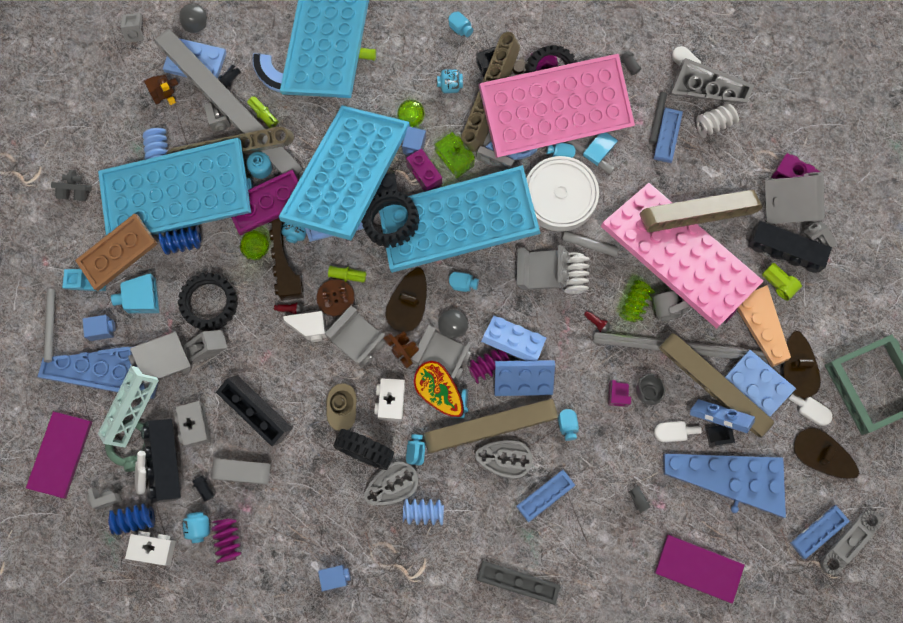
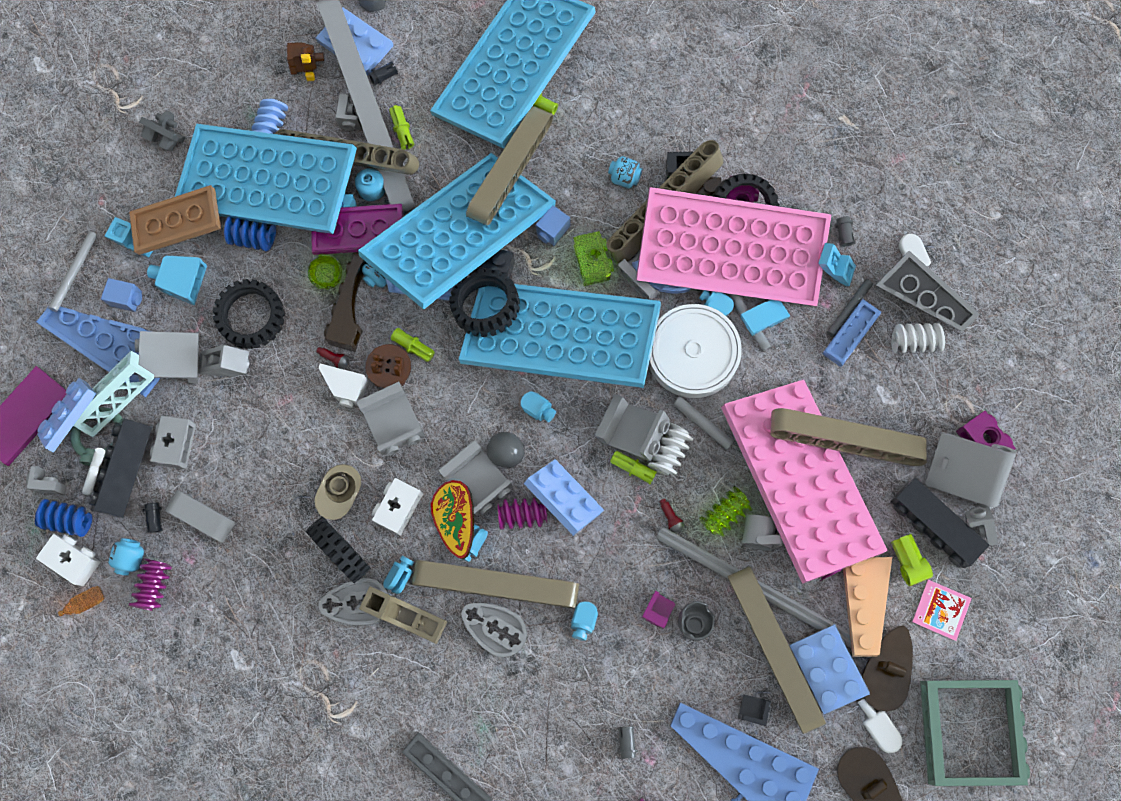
camera: 30 degrees right, 0 degrees up
(97, 438) = (65, 414): none -> light blue plate
(176, 576) = (83, 601): none -> clear orange piece
(254, 410) = (243, 455): black brick -> none
(266, 72) = (425, 83): tile -> none
(334, 577) = (246, 678): medium blue brick -> none
(363, 109) = (509, 166): none -> dark tan beam
(400, 348) = (433, 453): reddish brown plate -> none
(408, 302) = (466, 404): dark brown shield -> none
(412, 112) = (565, 191): clear neon green hair -> none
(423, 511) = (375, 648): light blue piece -> none
(424, 171) = (549, 263): magenta brick -> none
(434, 478) = (403, 615): none -> dark tan arch
(460, 24) = (666, 111): medium azure arm -> none
(524, 378) = (555, 545): medium blue plate -> none
(545, 496) = (521, 690): medium blue plate -> none
(554, 297) = (633, 467): none -> lime axle
(636, 90) = (837, 265): none -> medium azure slope
(674, 431) = (704, 682): white piece -> none
(722, 416) = (766, 688): medium blue plate -> none
(817, 308) = (942, 610): none -> sticker

